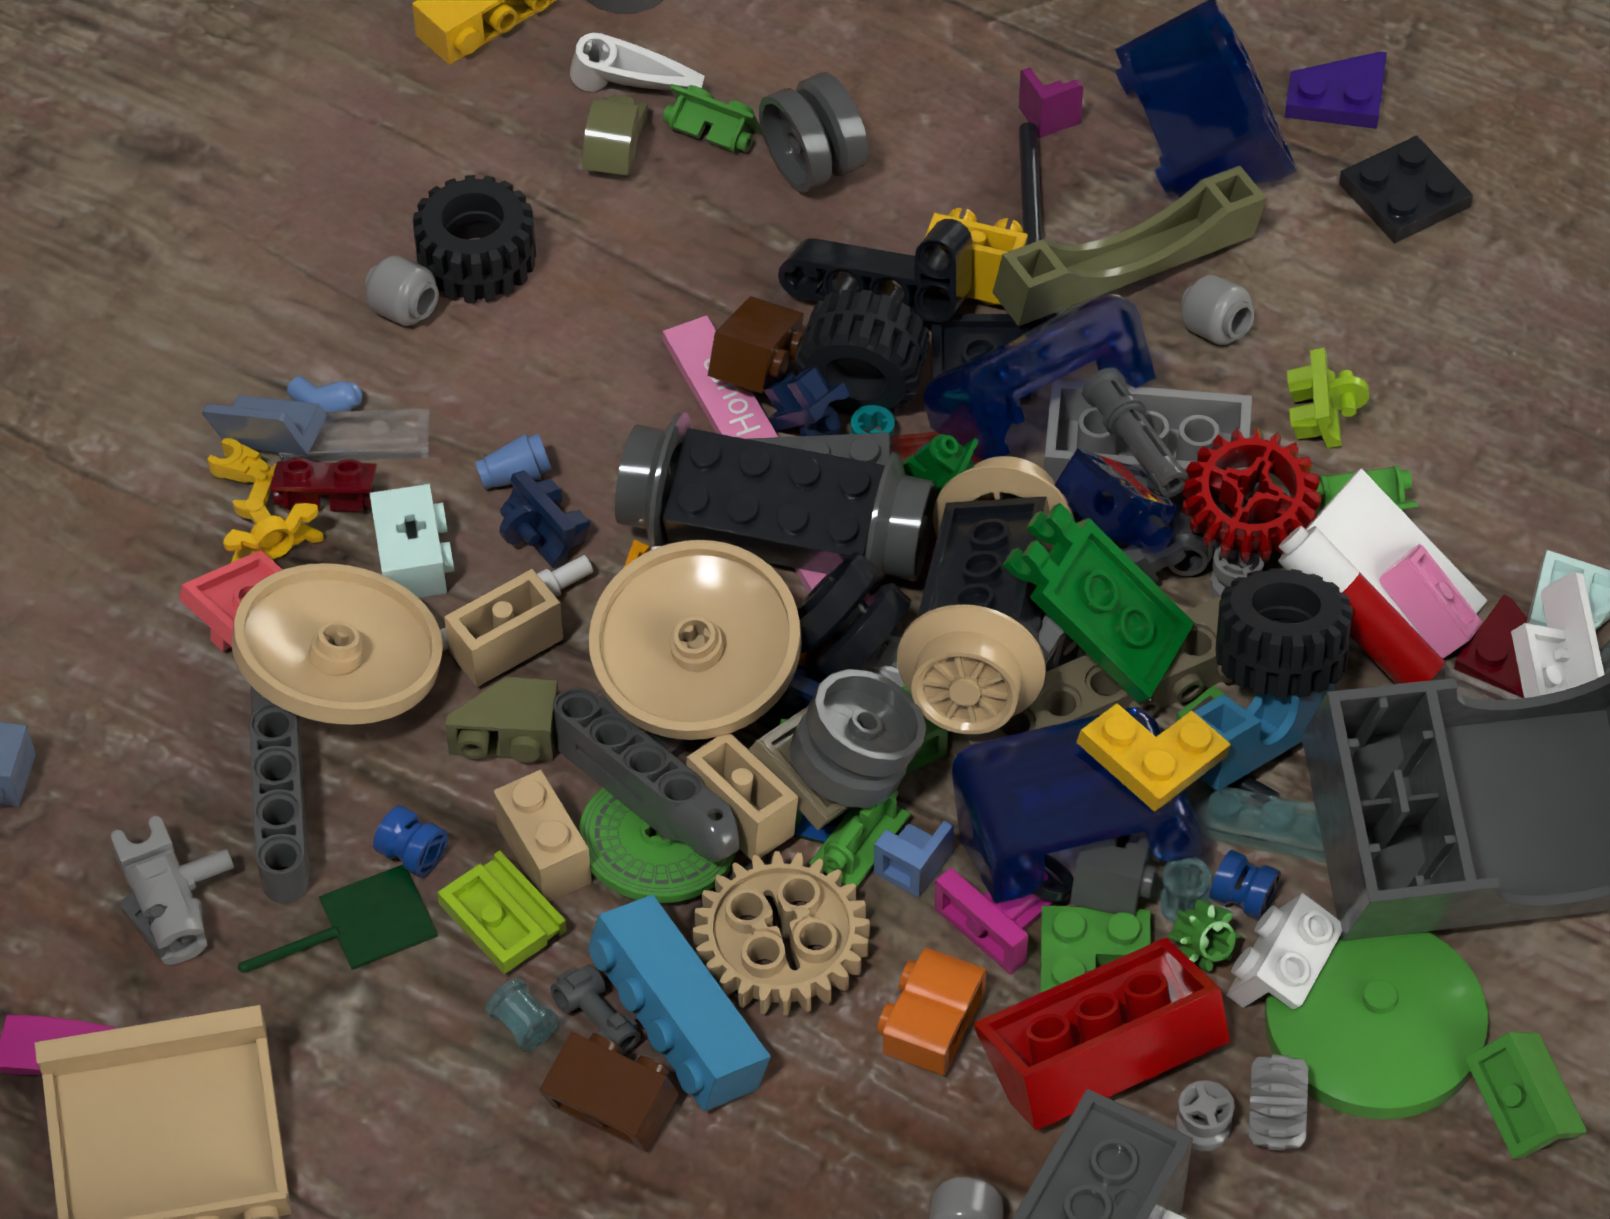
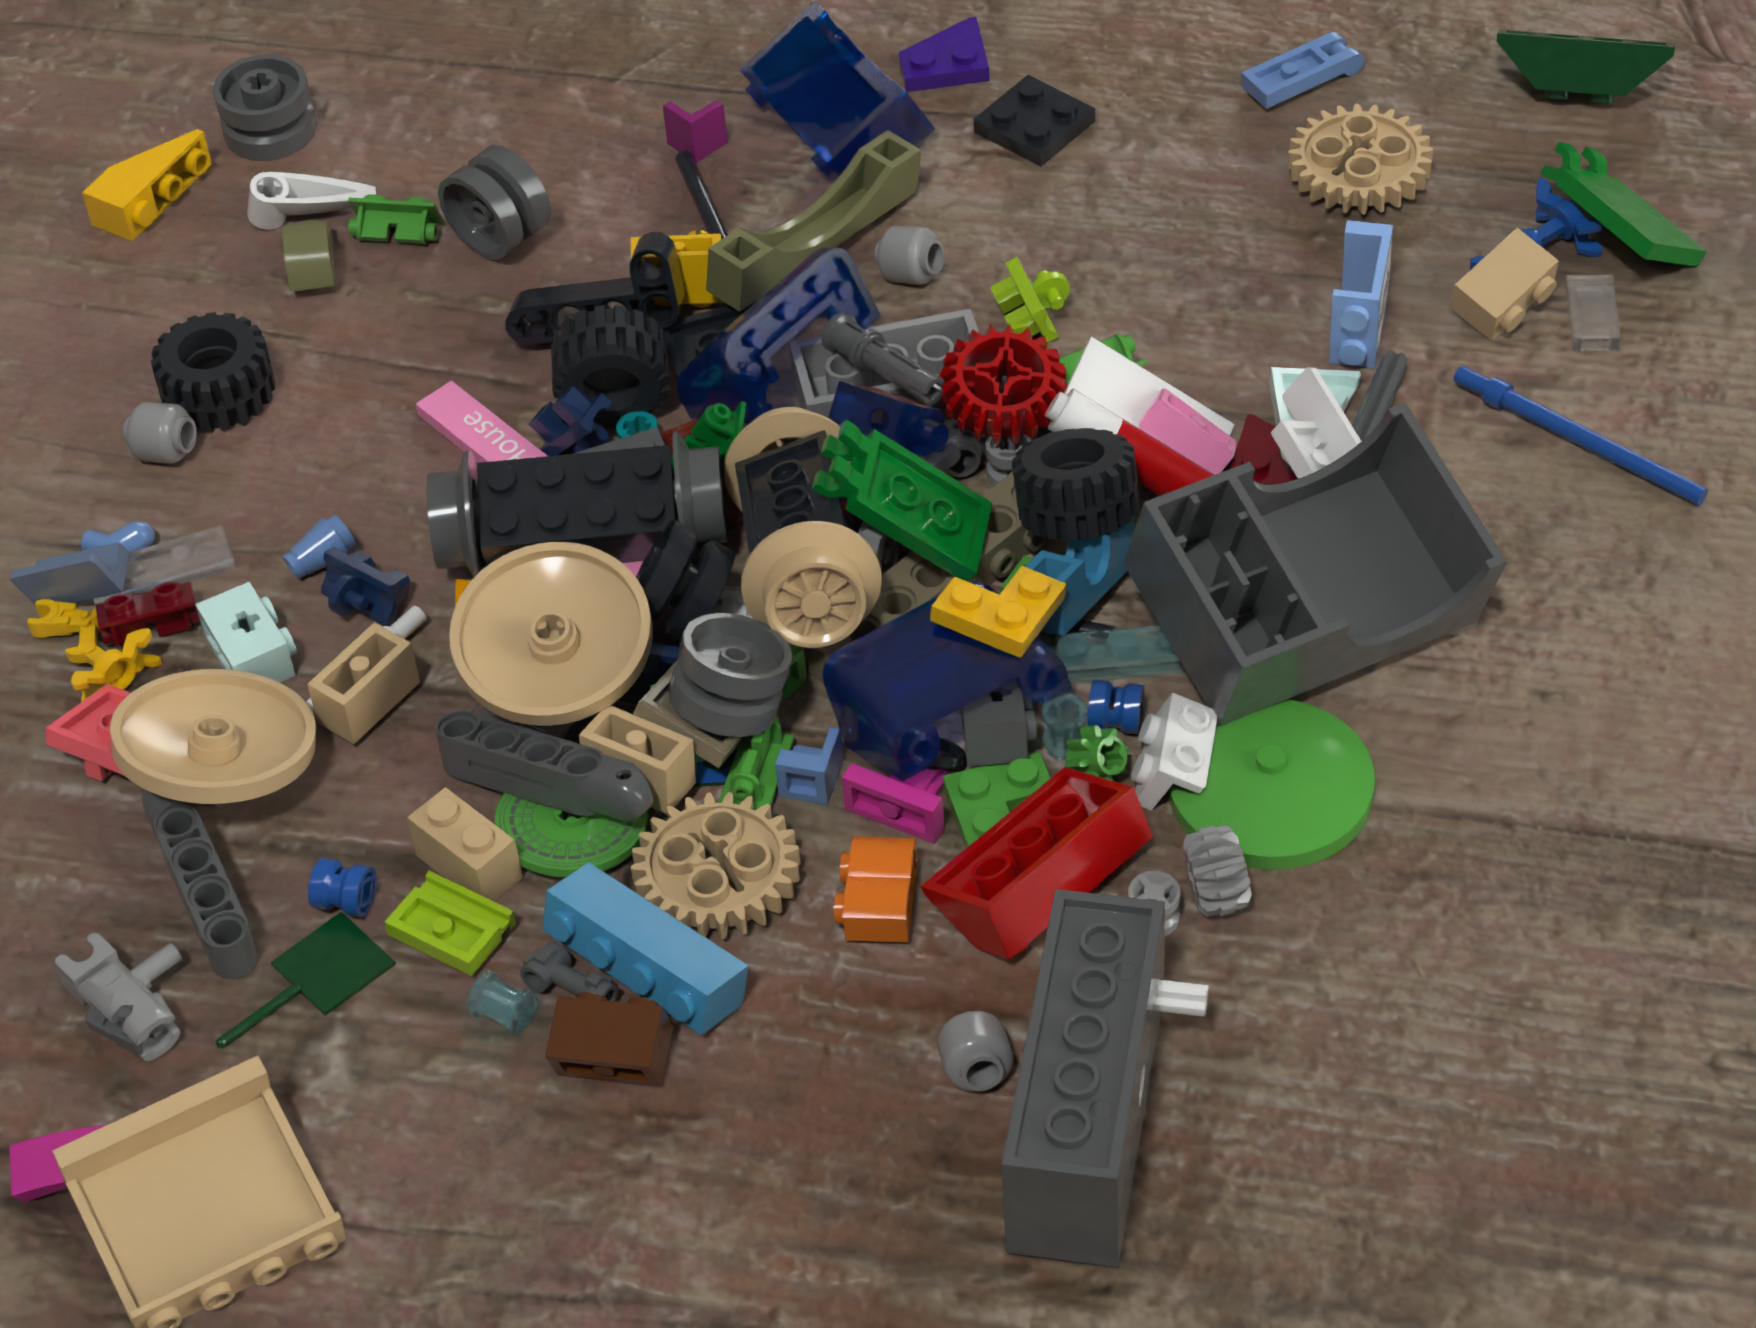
camera: 15 degrees left, 5 degrees down
(506, 721) = (394, 762): olive slope -> none
(756, 345) = (509, 388): reddish brown brick -> none
(1524, 1093) = (1424, 803): bright green panel -> none

